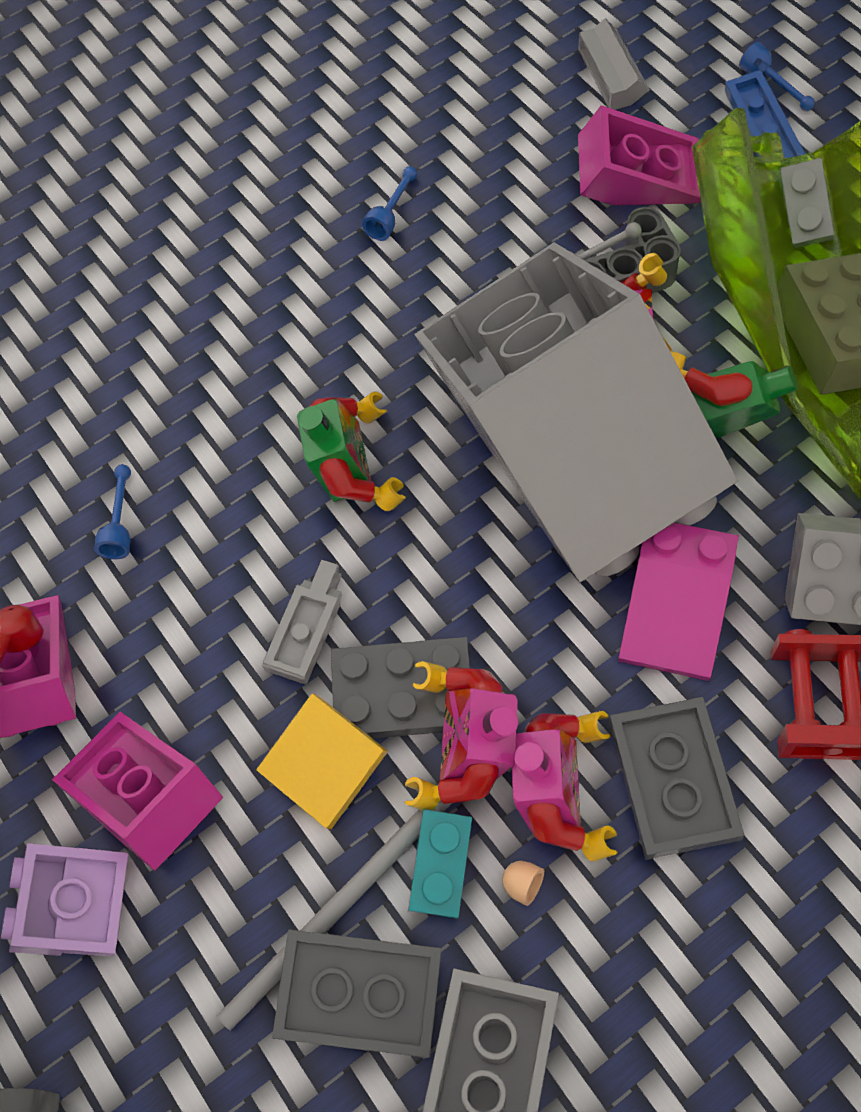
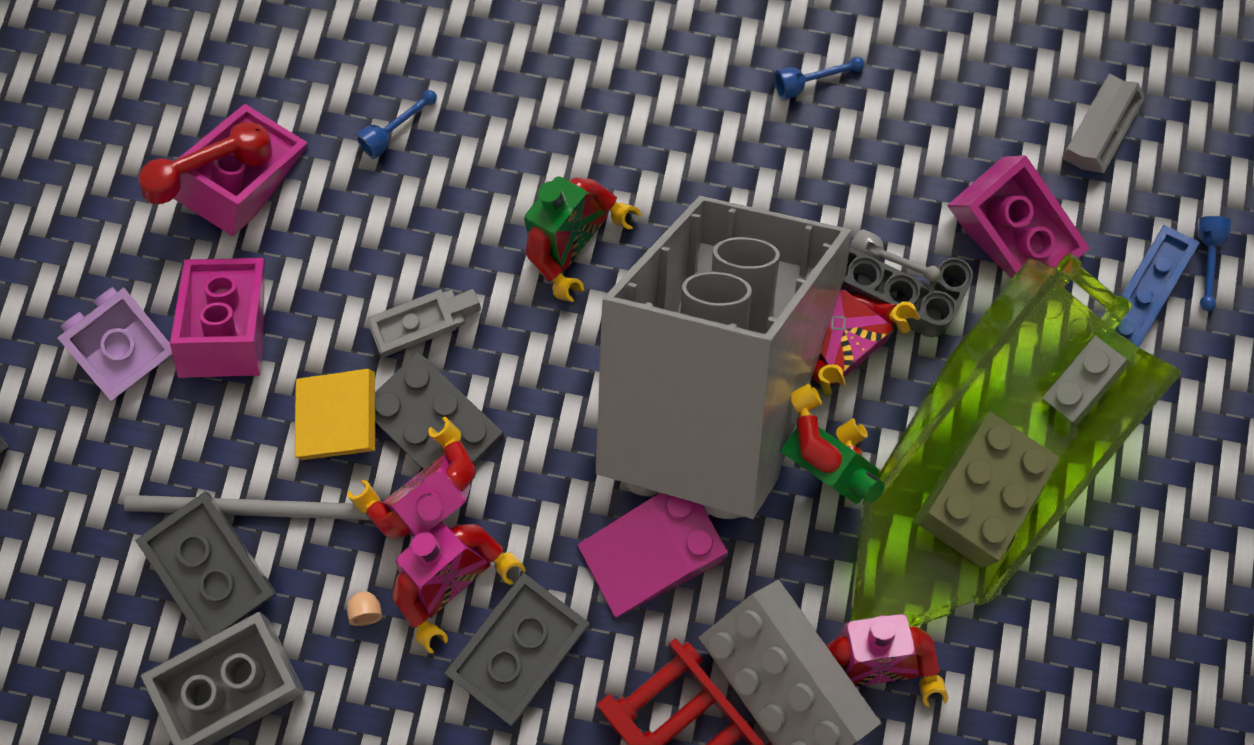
camera: 40 degrees right, 10 degrees up
(440, 864) = (330, 547): teal plate -> none

